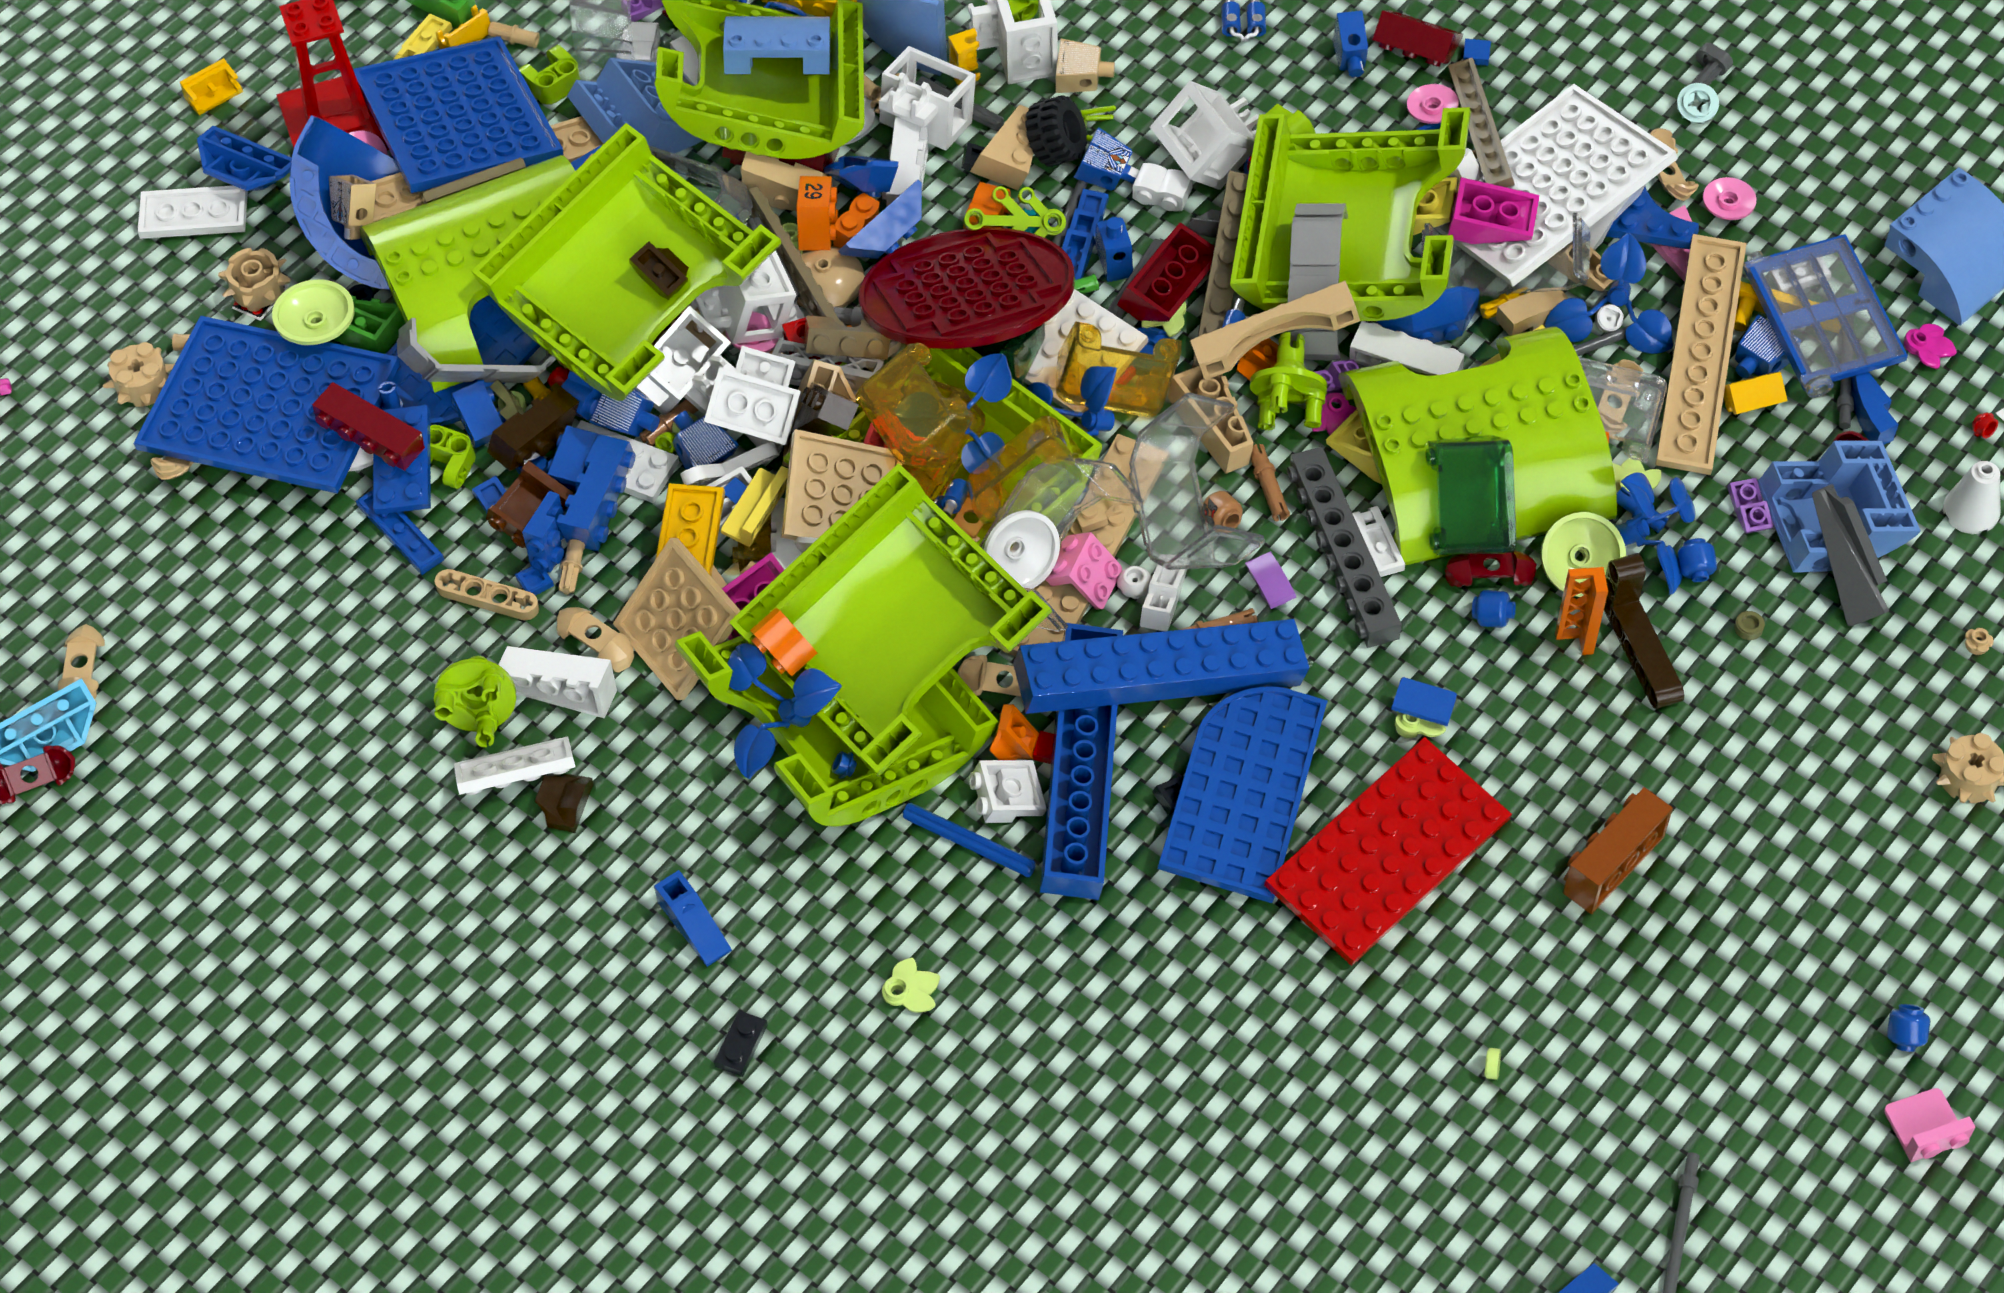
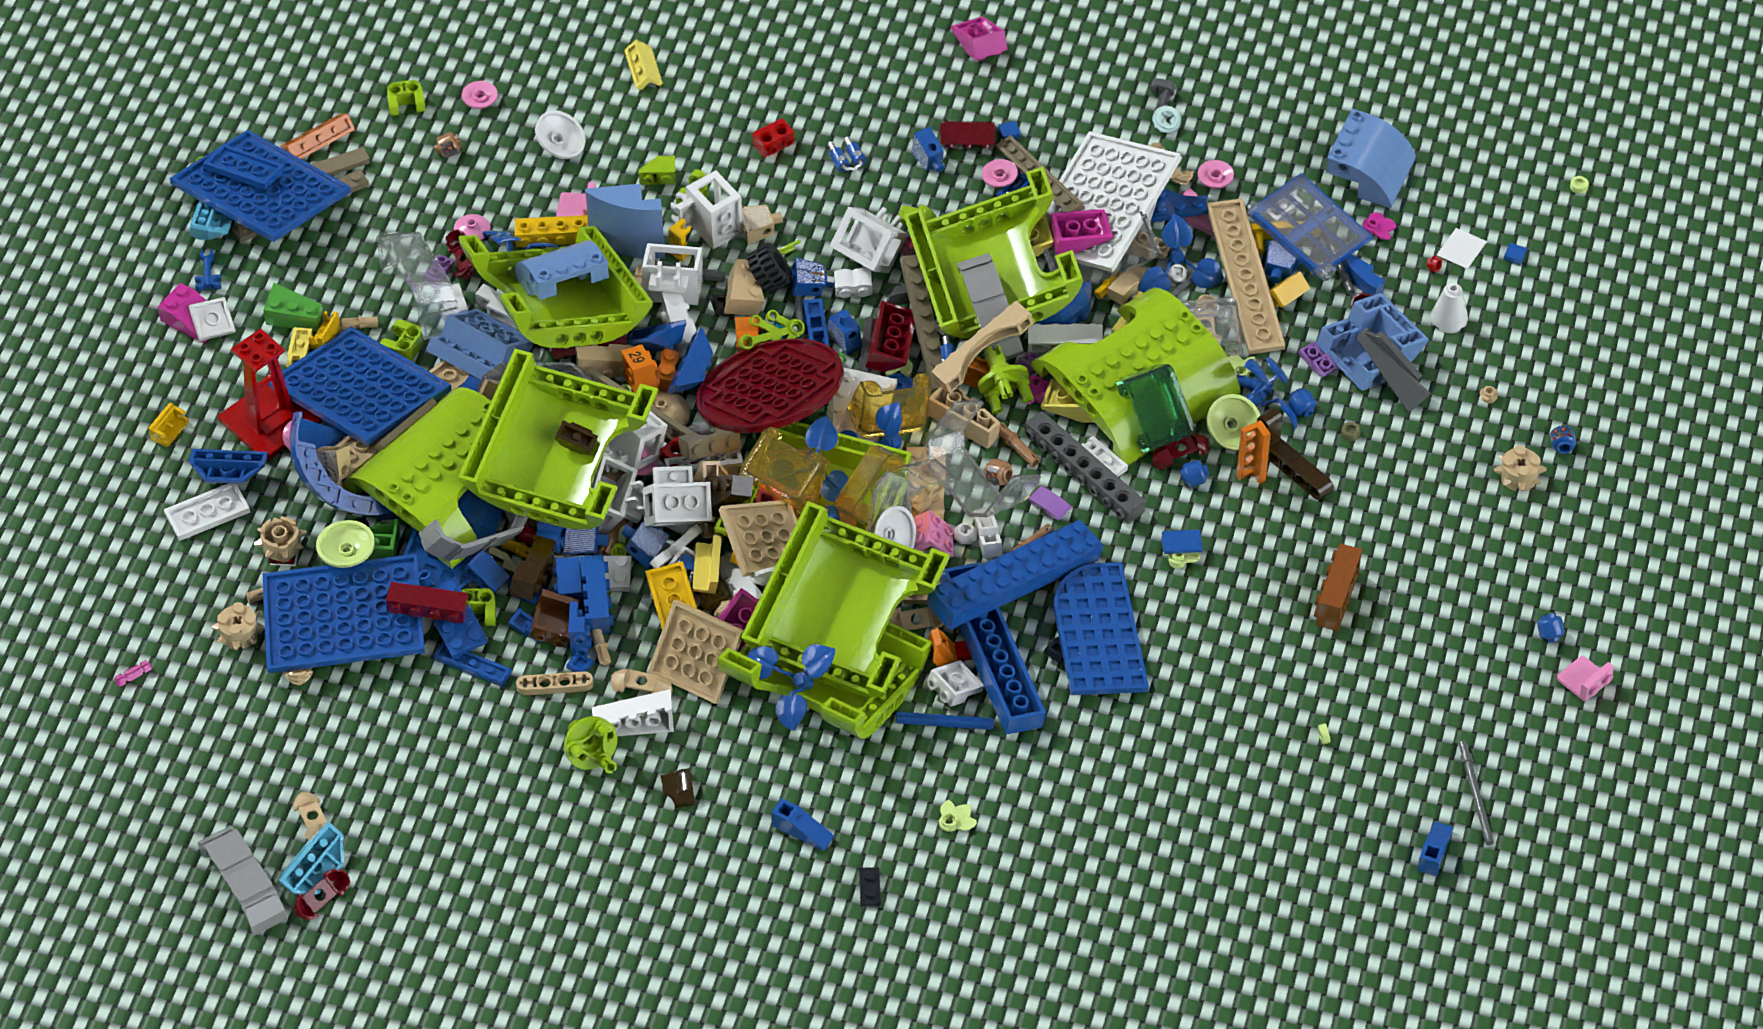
camera: 25 degrees left, 5 degrees down
(514, 765) = (637, 777): white plate -> none
(783, 642) = (782, 637): orange brick -> none
(844, 764) = (850, 699): blue plate -> none
(1387, 850) = (1202, 636): red plate -> none

